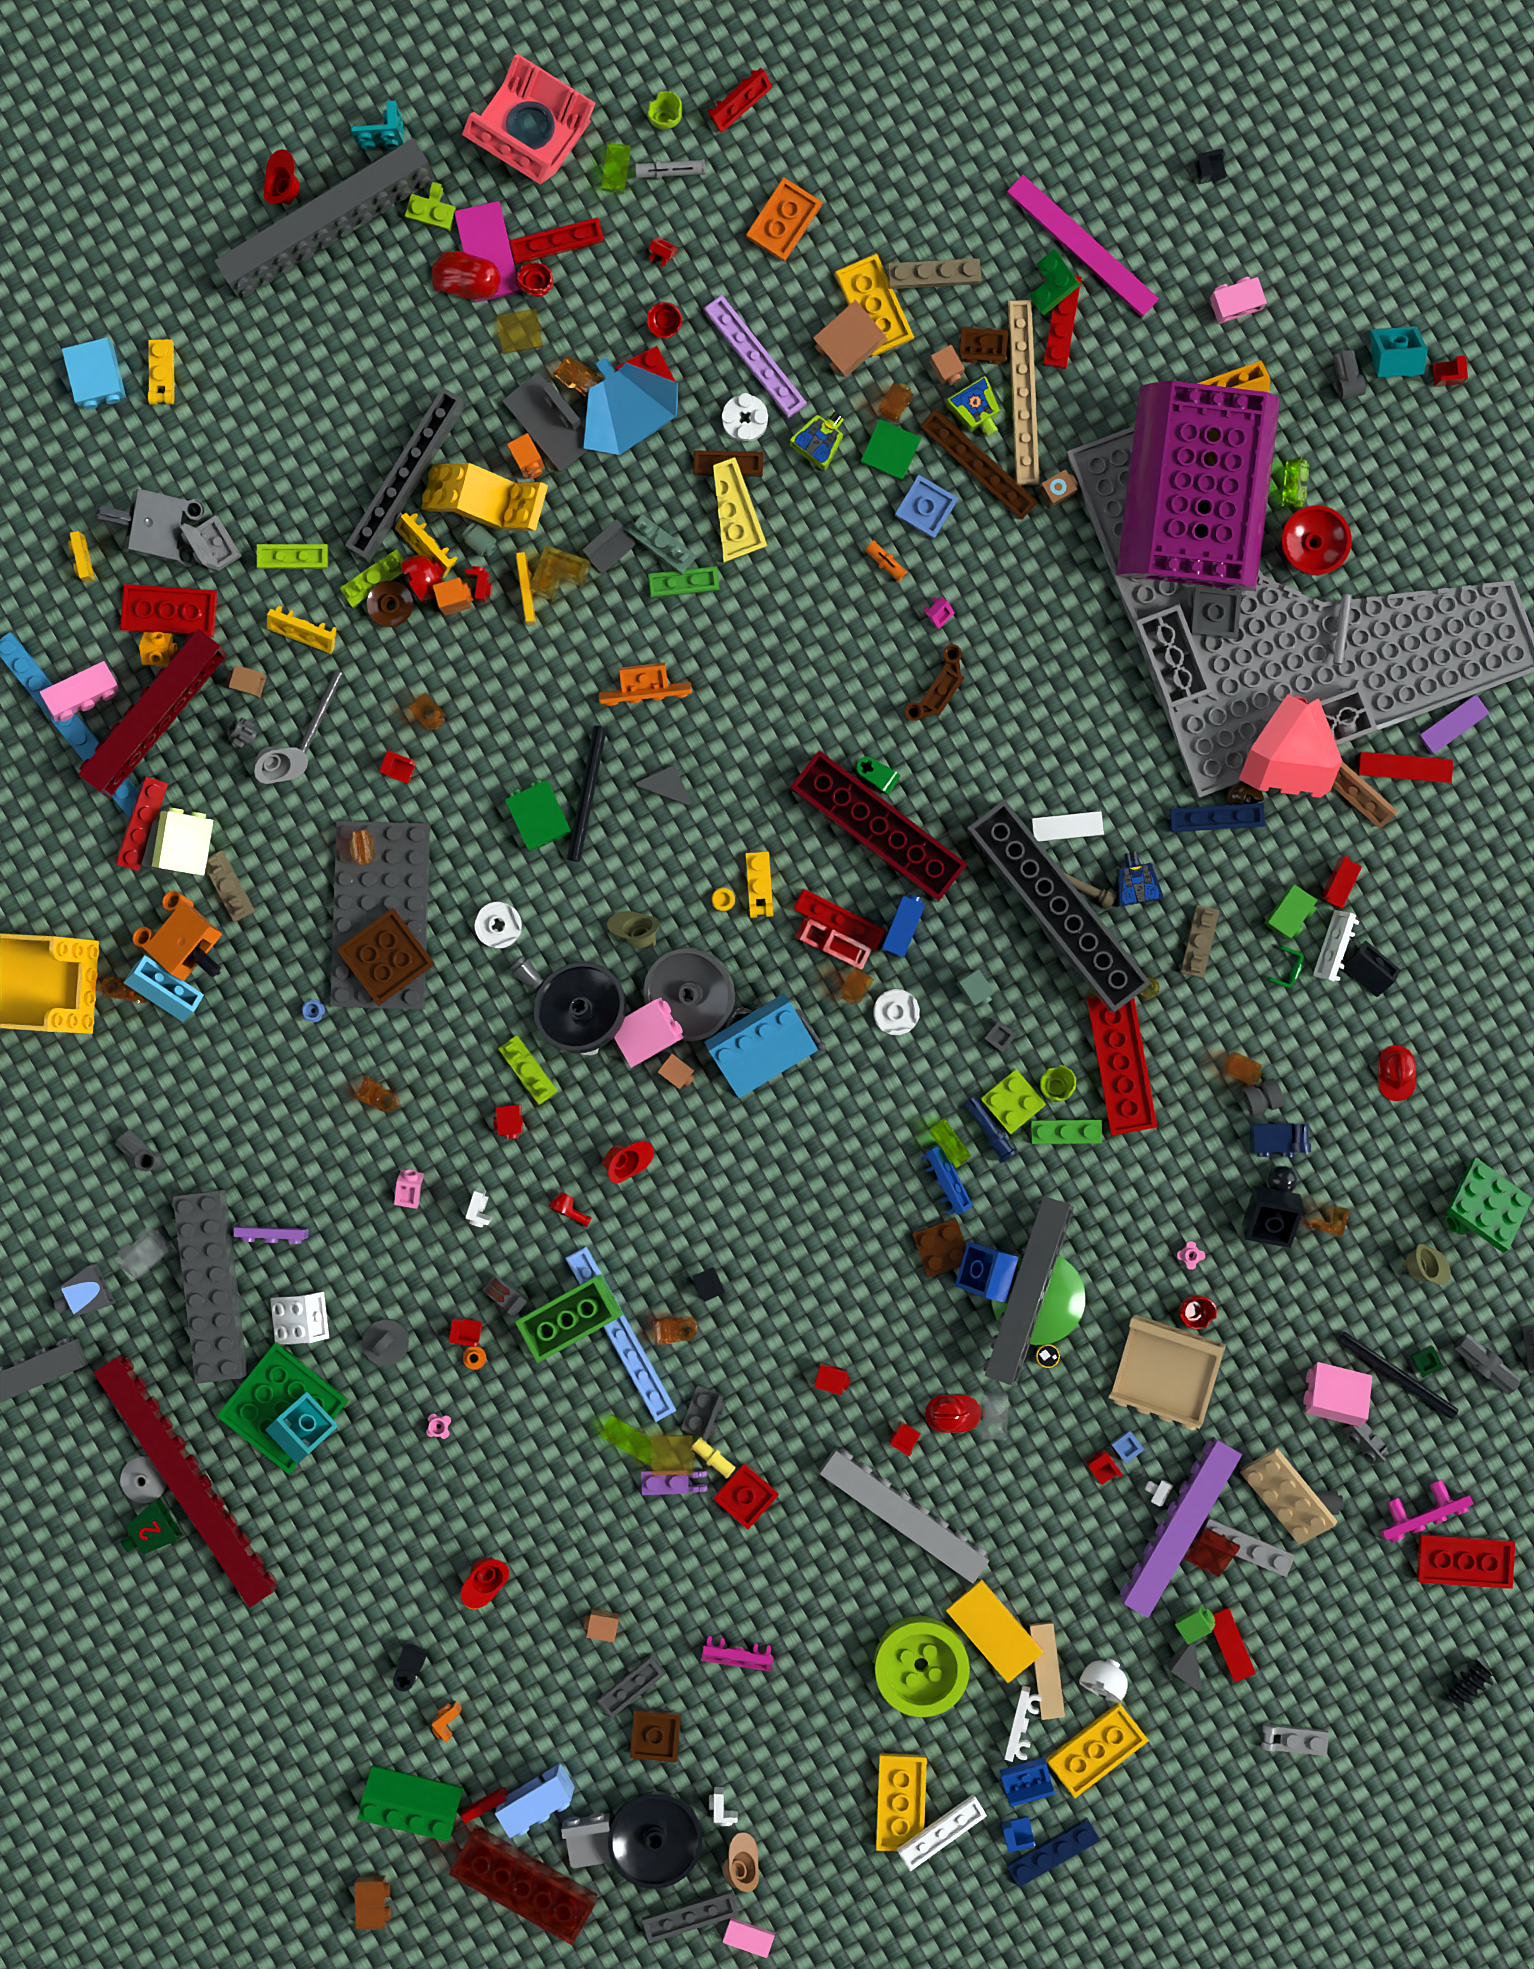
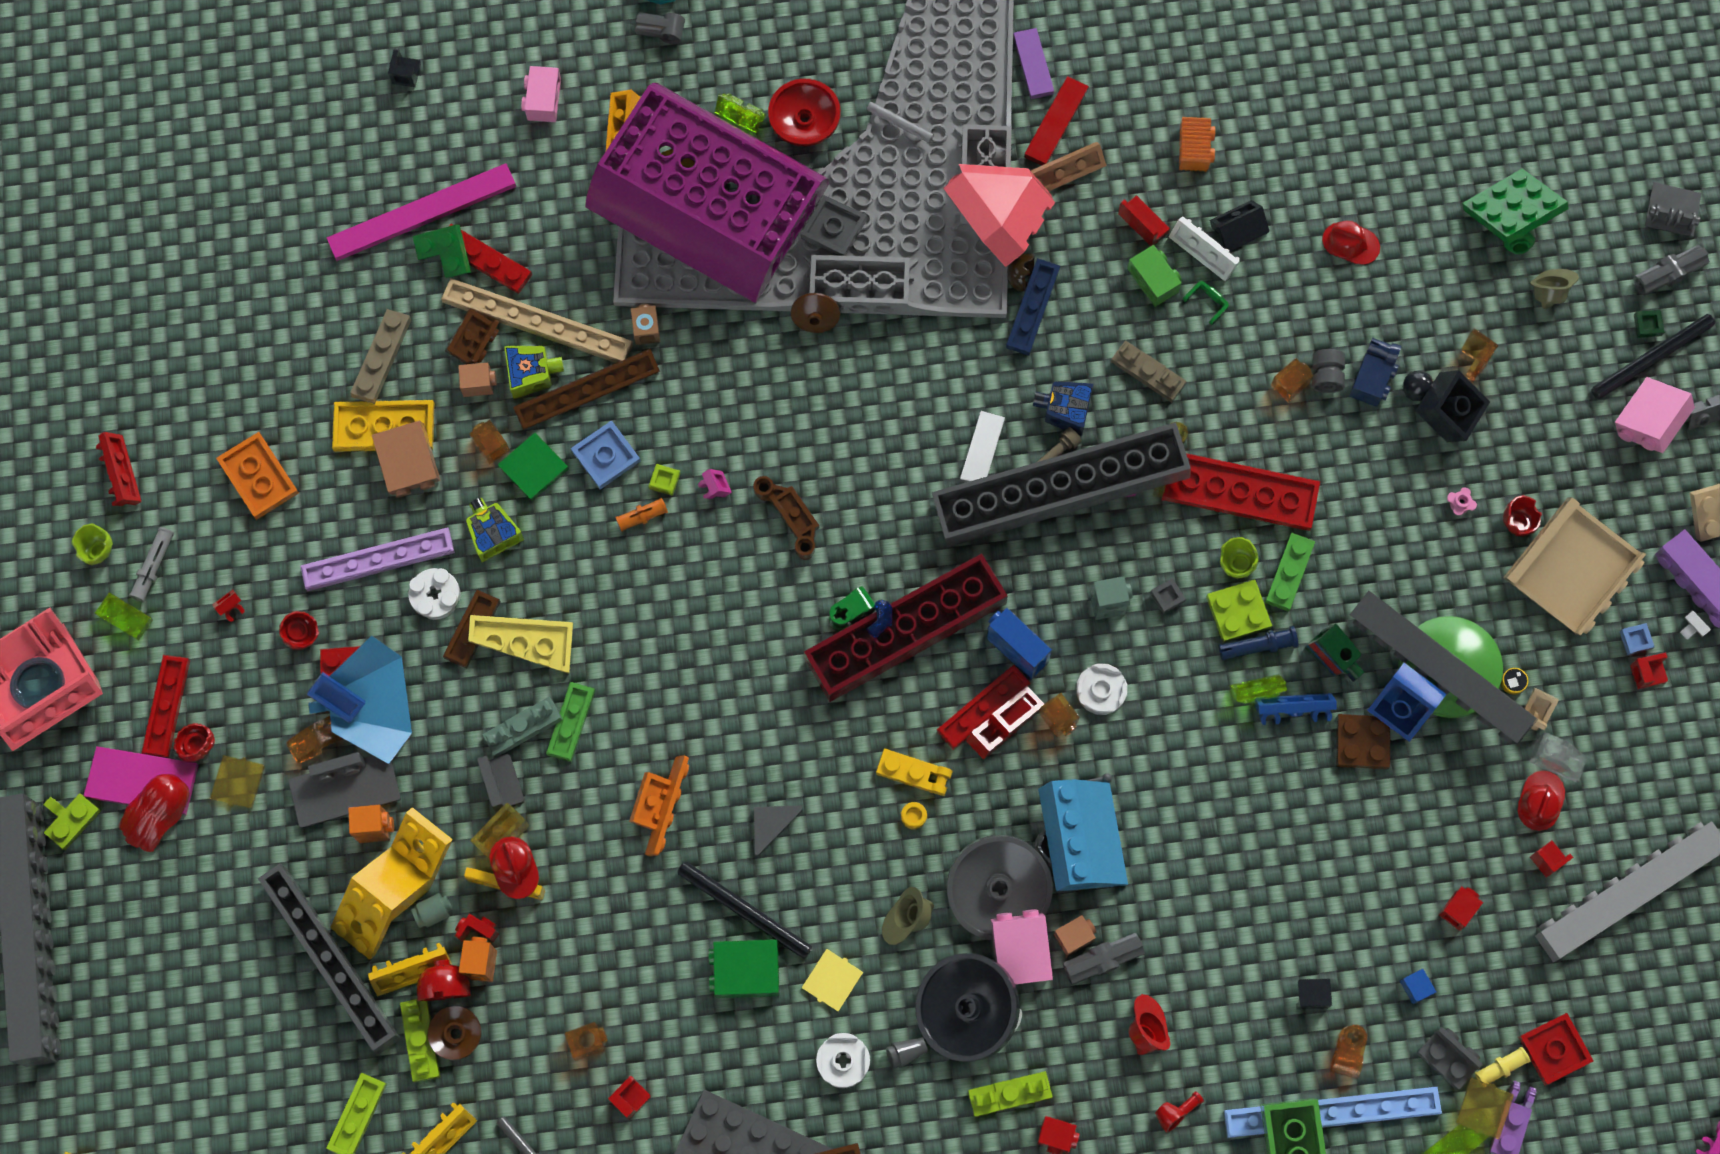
camera: 65 degrees left, 15 degrees down
(538, 591) = (514, 867): none -> red piece
(560, 889) = (832, 980): none -> light yellow piece
(617, 378) = (336, 697): none -> blue tile
(667, 1102) = (1103, 958): none -> dark grey piece
(752, 1366) = (1417, 986): none -> blue slope
(874, 805) = (884, 618): none -> clear blue arm
(926, 567) = (664, 479): none -> lime tile
(1010, 1188) = (1336, 652): none -> dark green torso
(1030, 1385) = (1541, 706): none -> tan bracket
(1129, 631) = (815, 312): none -> reddish brown dish
(1433, 900) = (1195, 144): none -> orange brick

